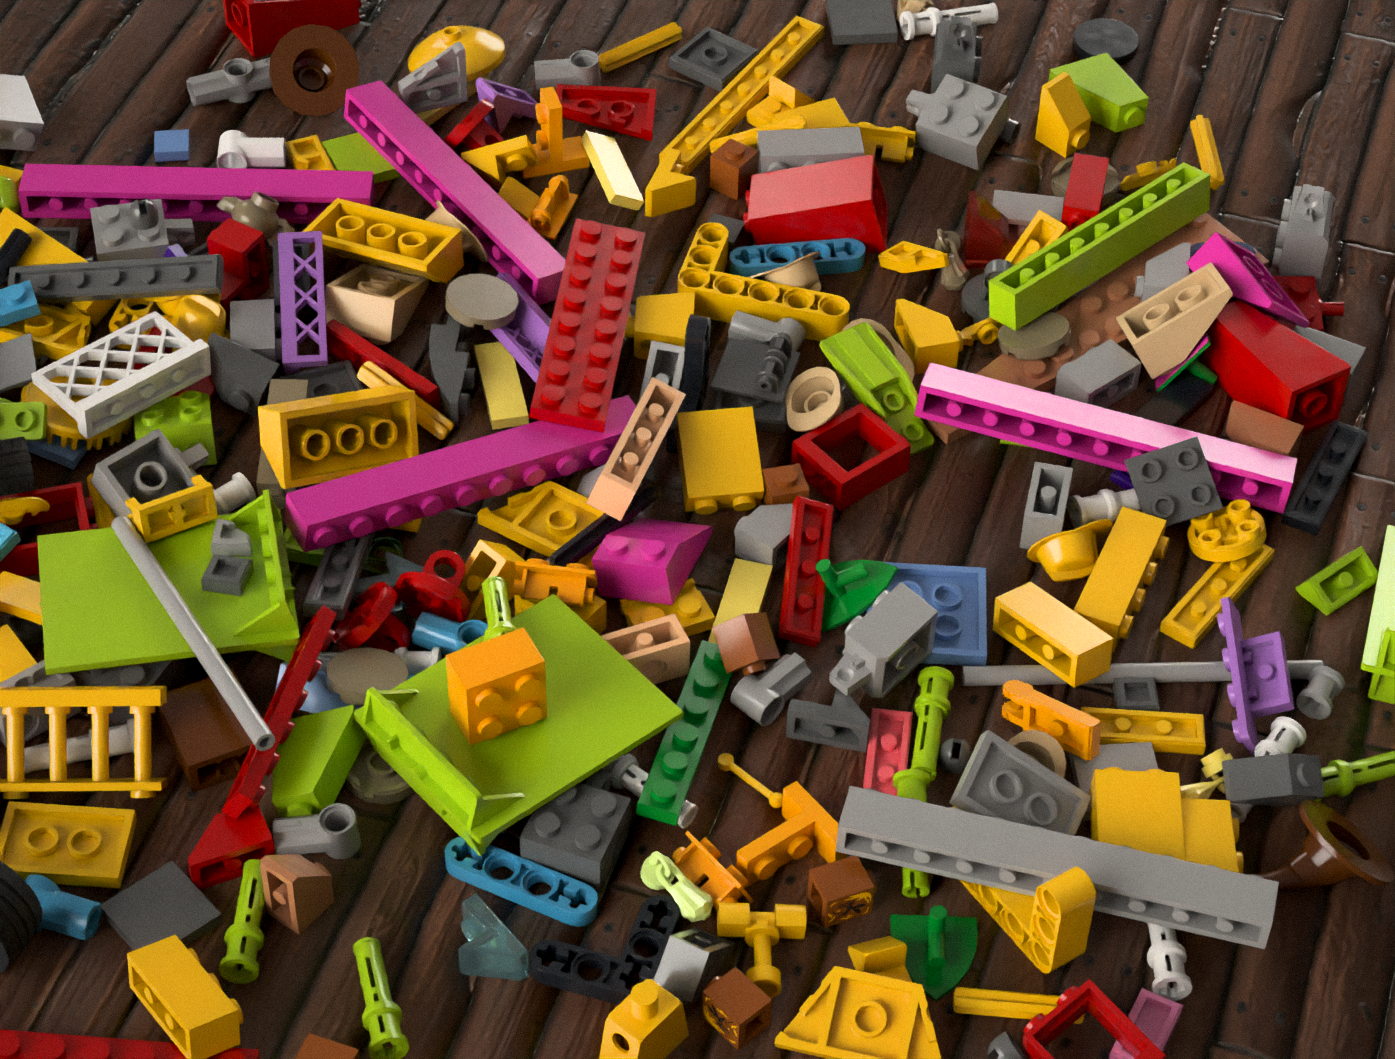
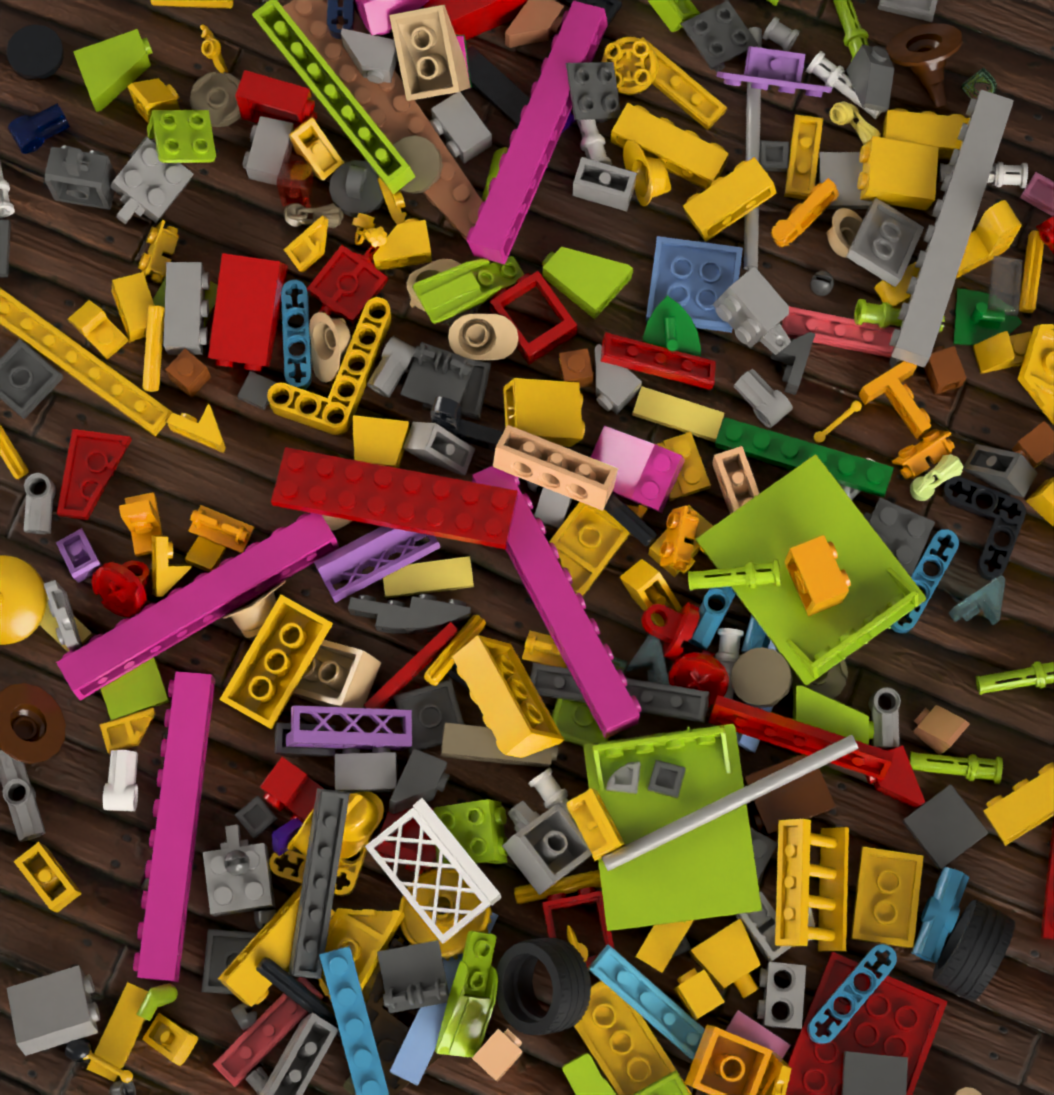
camera: 85 degrees left, 30 degrees up
(143, 99) = (47, 877): none -> yellow brick
(172, 145) = (98, 853): medium blue tile -> none
(257, 213) = (222, 771): dark tan piece -> none
(481, 301) = (356, 583): dark tan tile -> none
(612, 170) = (174, 474): light yellow tile -> none
(746, 643) = (734, 408): dark orange brick -> none
(762, 932) = (971, 425): yellow bar -> none
(868, 289) = (347, 283): none -> red plate
(909, 504) = (586, 278): none -> lime slope
(926, 295) = (373, 235): none -> yellow piece
(931, 709) = (833, 303): lime pin -> none
(989, 969) = (1005, 285): none -> clear tile
(1009, 42) = (32, 131): none -> clear blue piece
(1020, 132) = (182, 136): none -> lime bracket
(1300, 616) = (719, 35): none -> dark grey hinge
(1309, 938) = (979, 81): none -> tile

